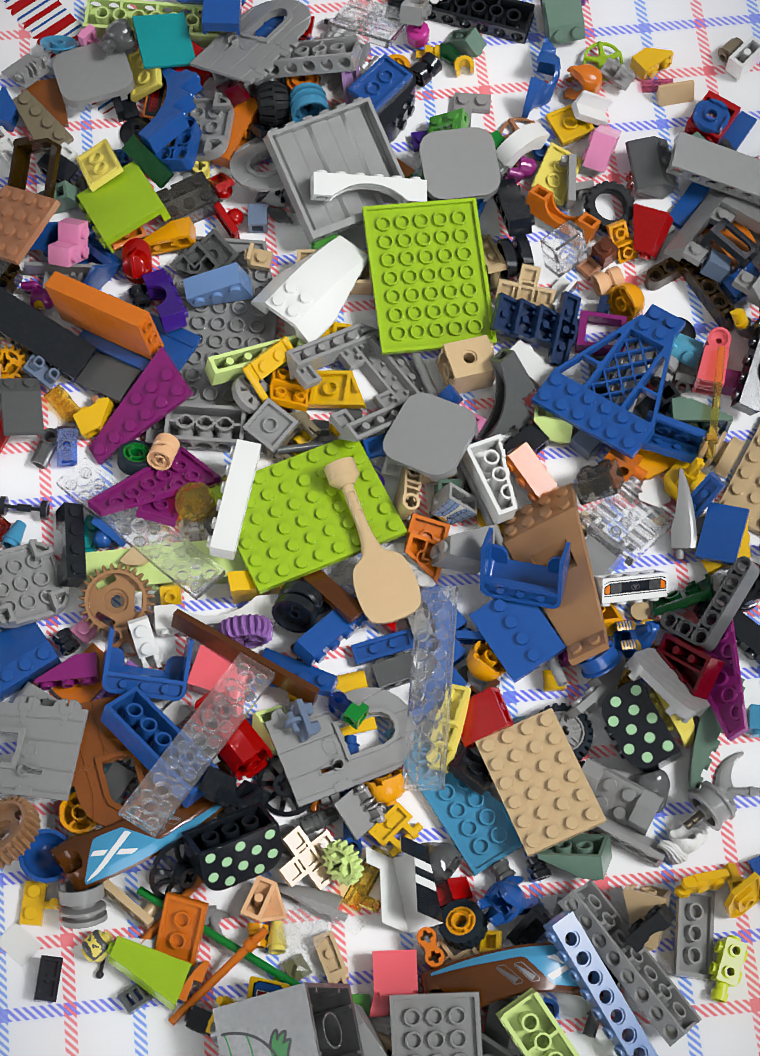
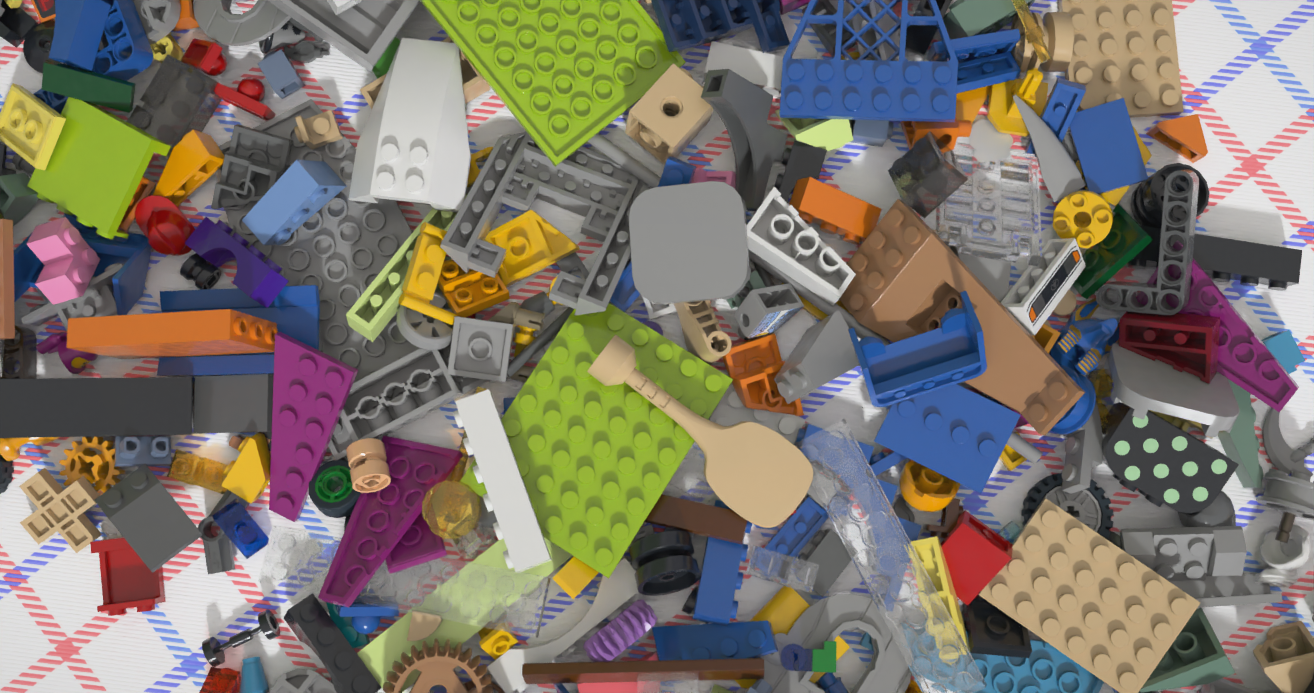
camera: 30 degrees left, 15 degrees up
(366, 654) = (782, 569): none -> clear slope
(682, 566) = (1083, 217): none -> yellow plate

